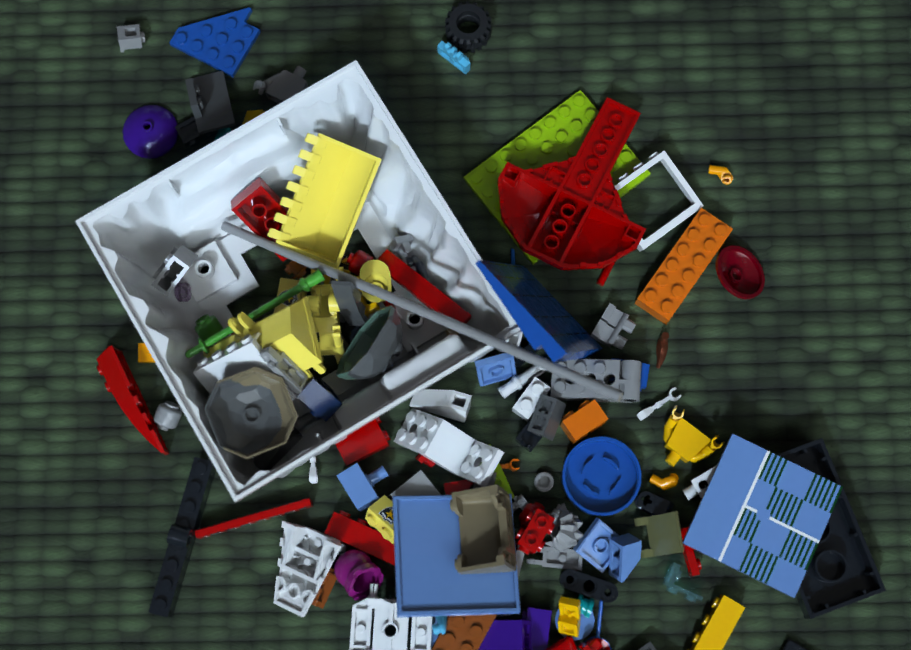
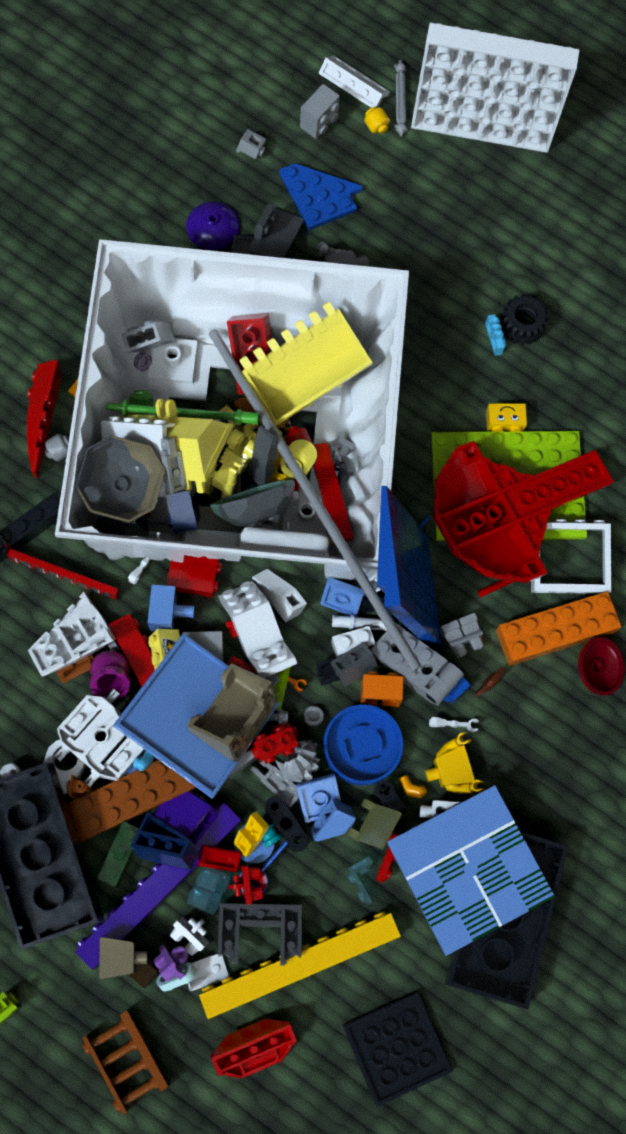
camera: 25 degrees right, 5 degrees down
(514, 121) = (506, 417): none -> yellow brick

